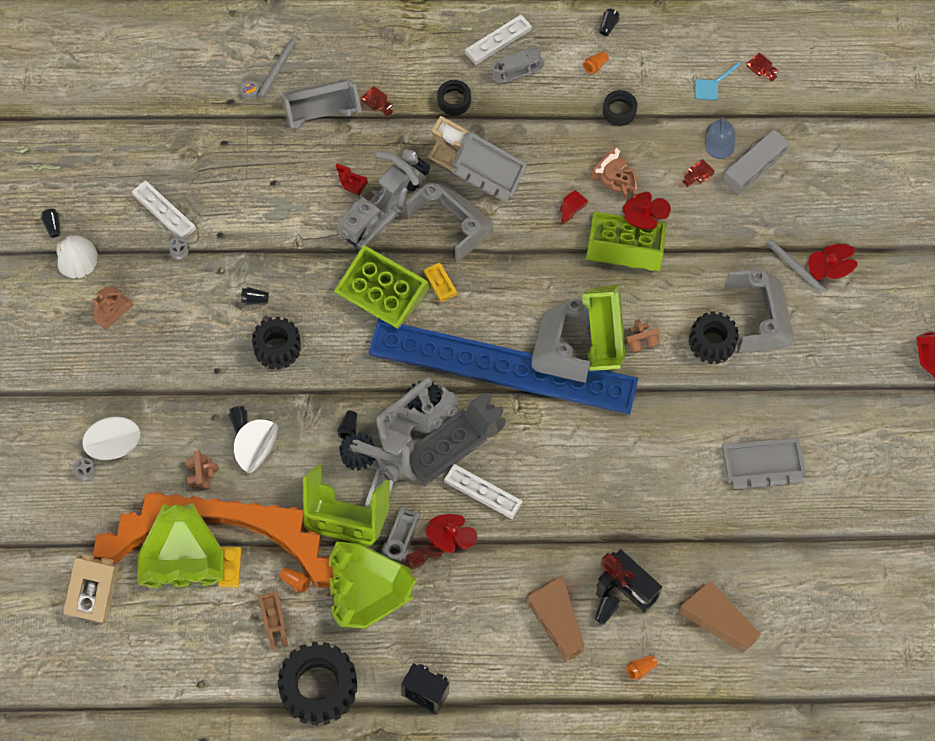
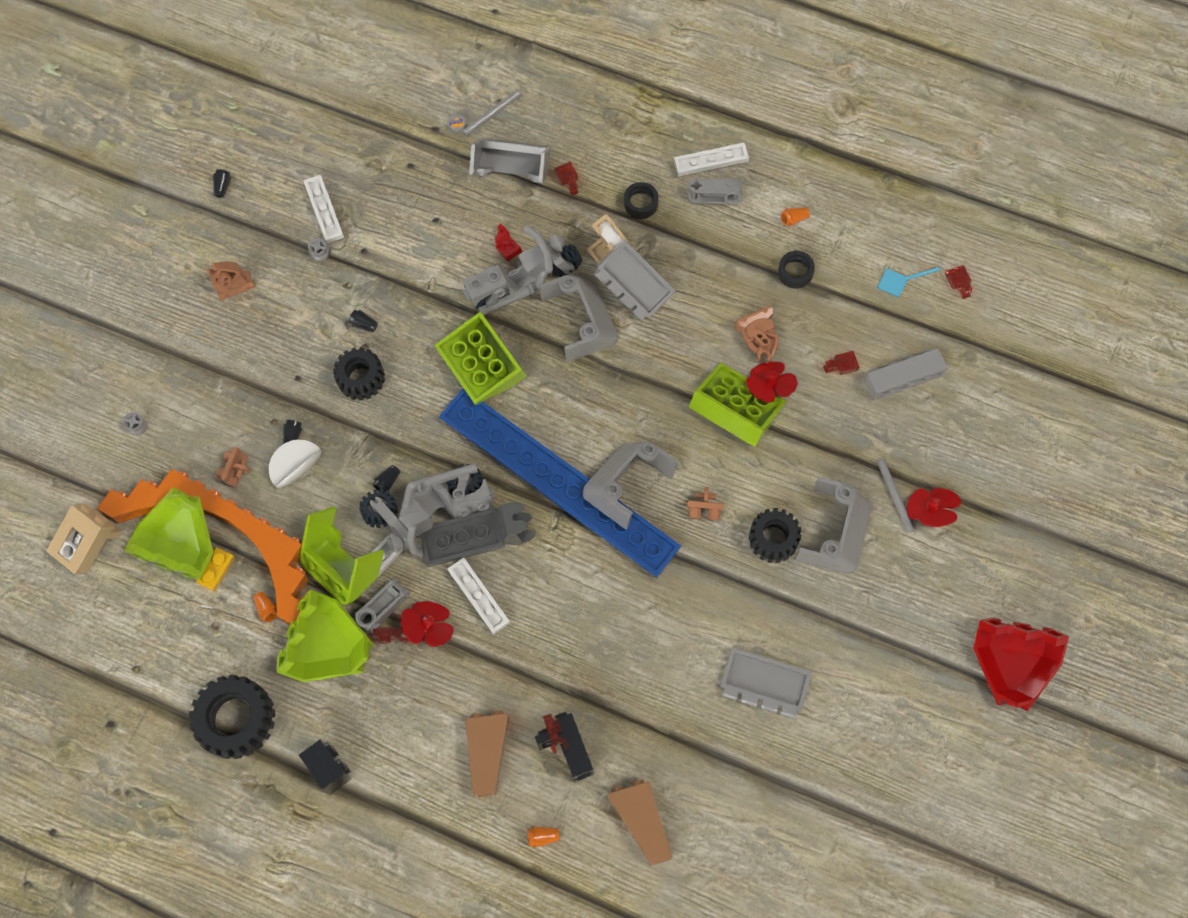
camera: 30 degrees right, 5 degrees up
(76, 256) = (226, 222): white hair -> none
(111, 438) = (169, 404): white piece -> none
(273, 617) = (227, 636): medium nougat hinge -> none
(440, 282) = (539, 375): yellow plate -> none
(571, 204) = (702, 347): red slope -> none
(605, 327) = (670, 485): lime windscreen -> none
(606, 608) = (538, 762): black cone -> none
(609, 21) = (827, 180): black cone -> none
(720, 139) = (882, 338): sand blue piece -> none

